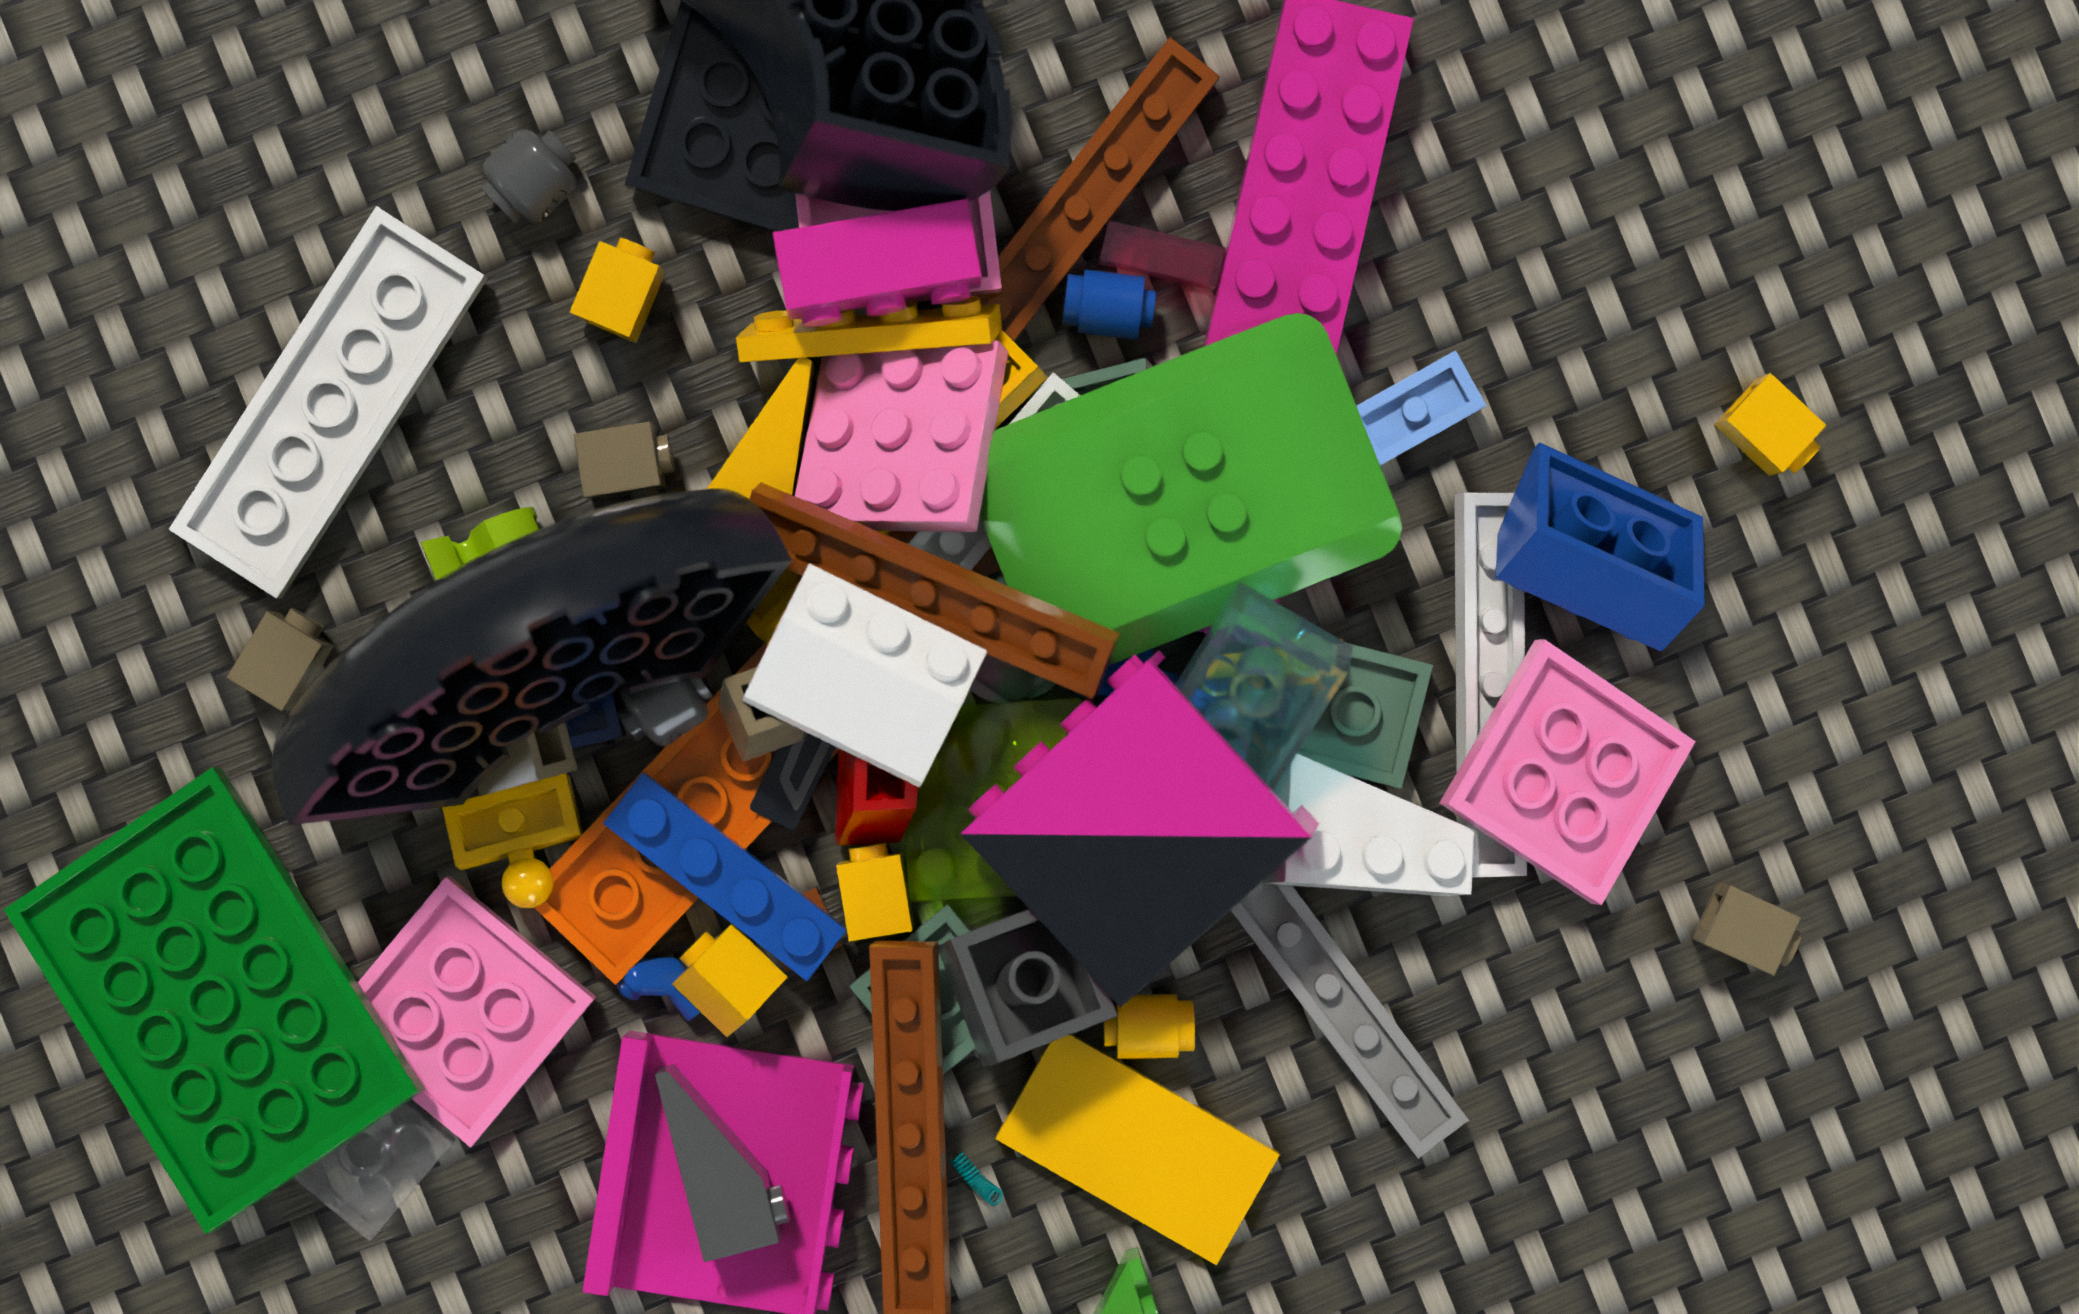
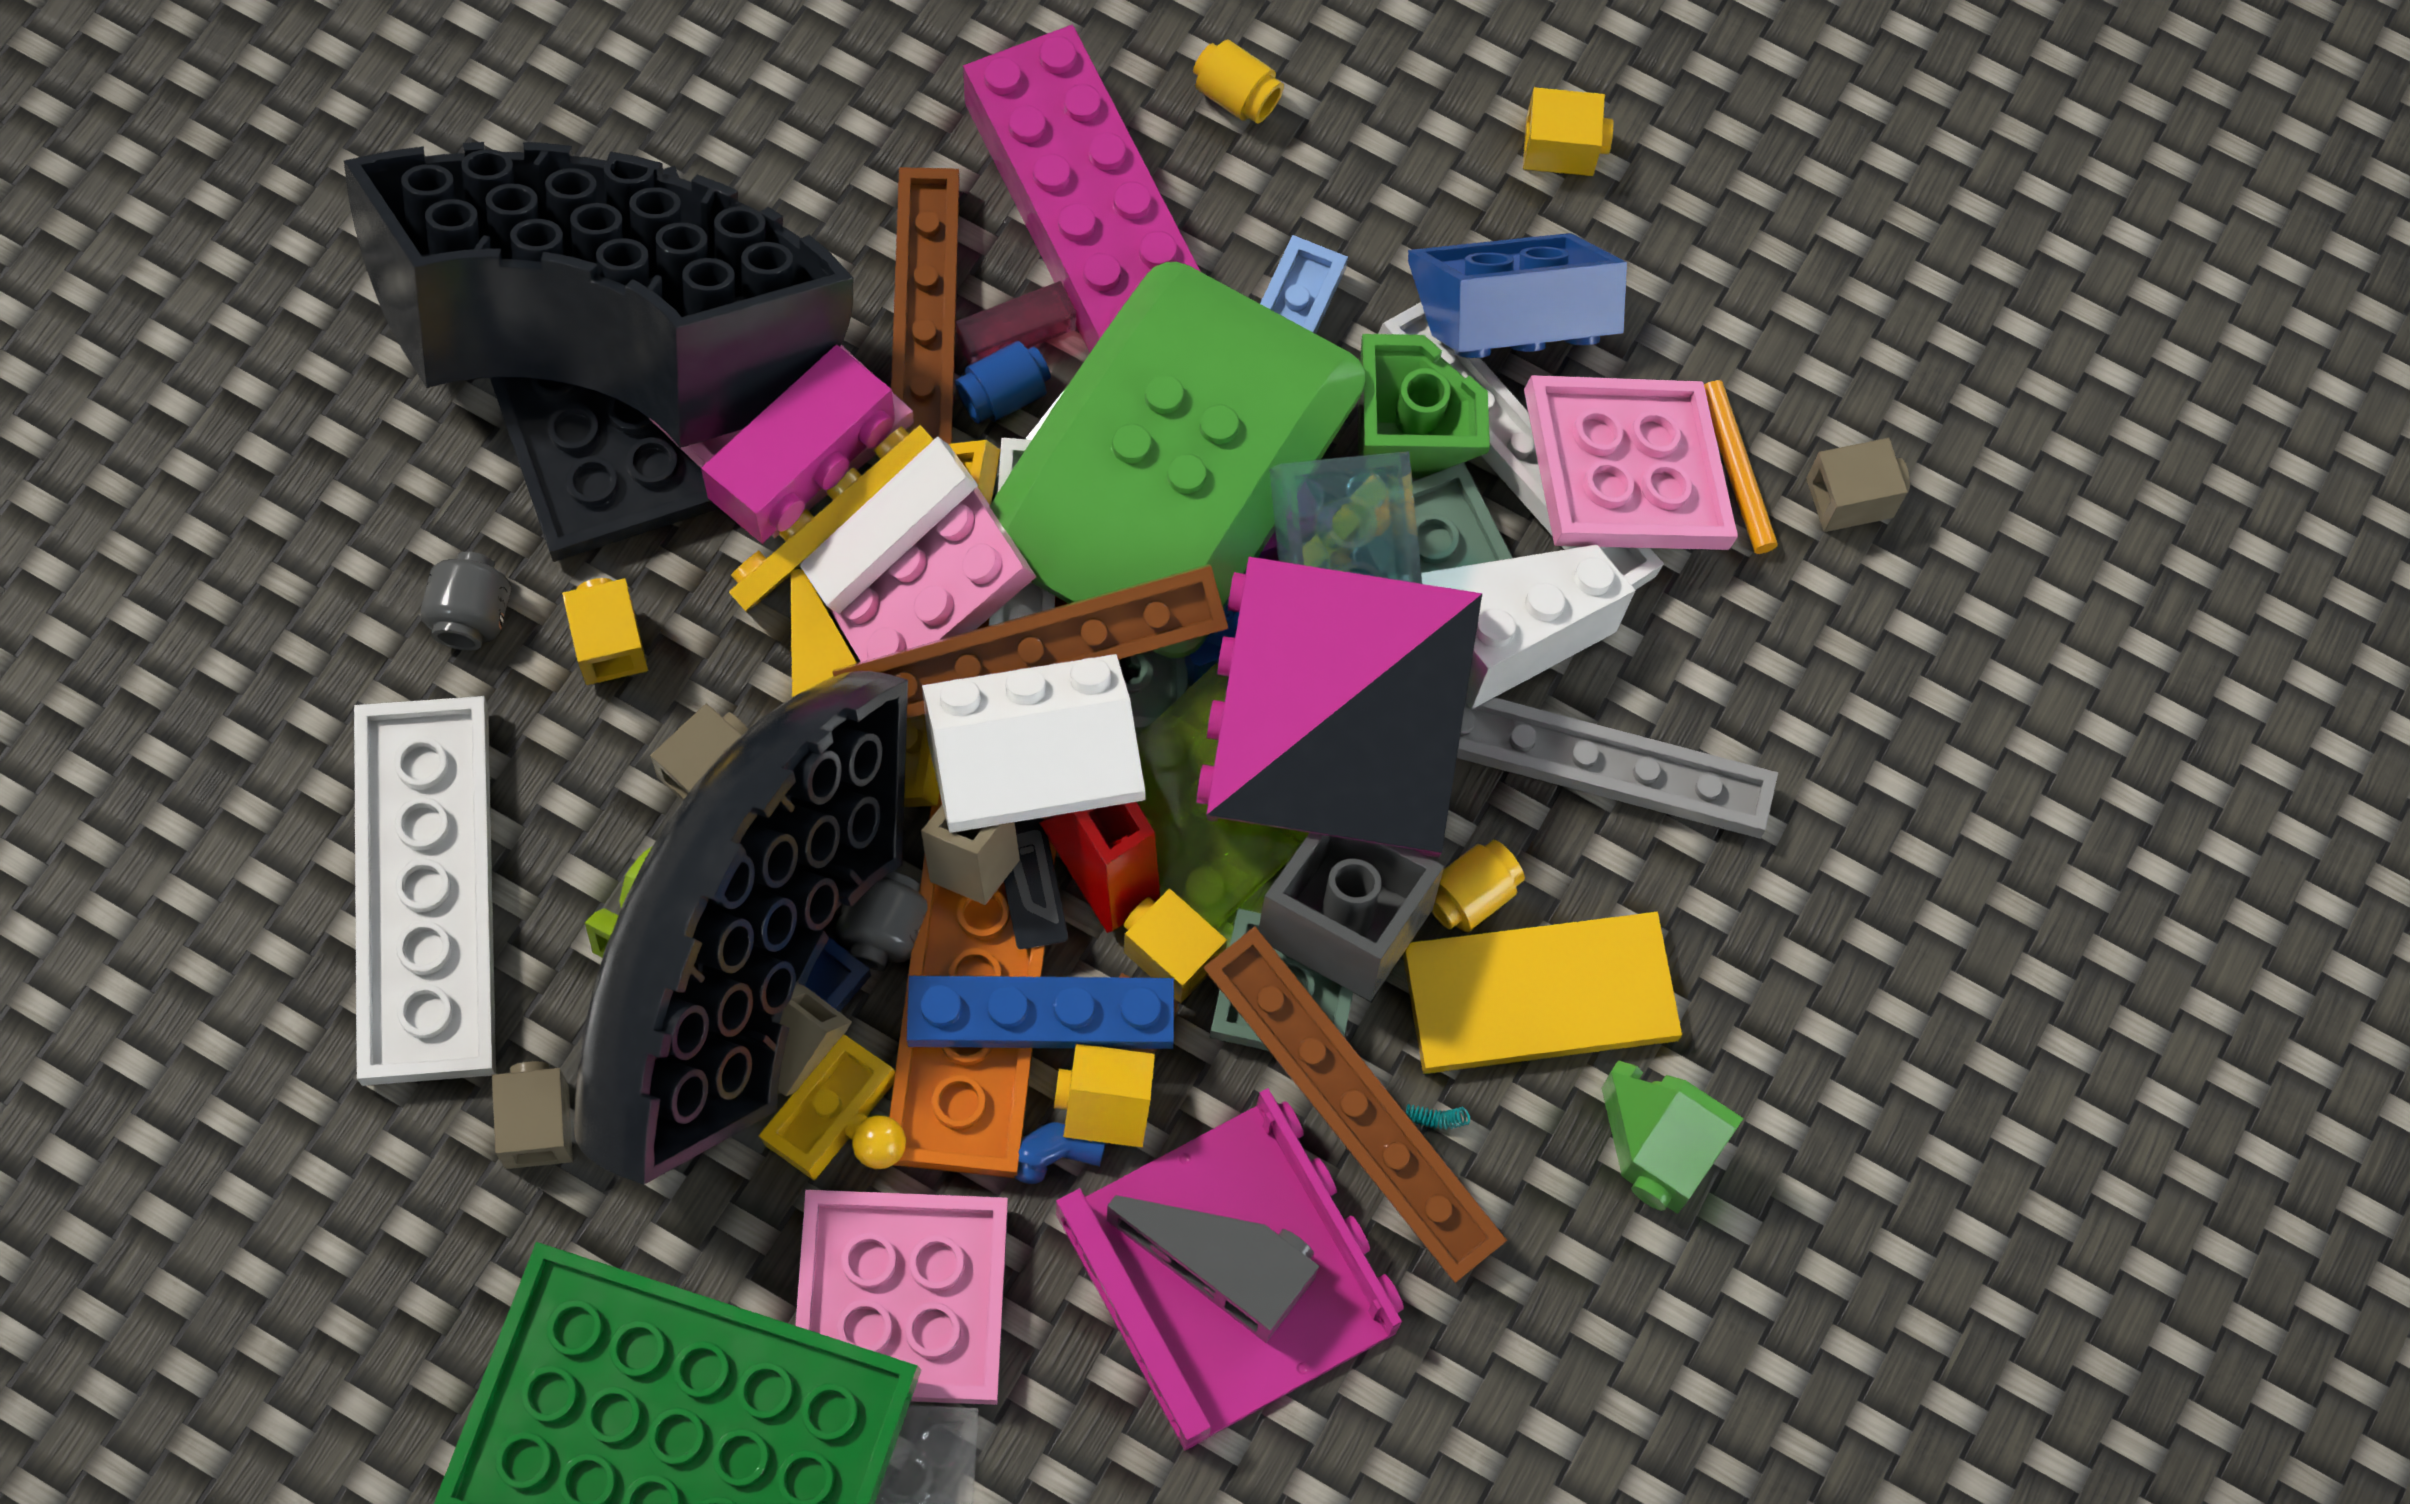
camera: 50 degrees left, 20 degrees down
(898, 387) = (888, 525): none -> white tile
(1427, 594) = (1419, 405): none -> bright green slope
(1525, 166) = (1237, 81): none -> yellow brick
(1665, 833) = (1739, 469): none -> light orange bar

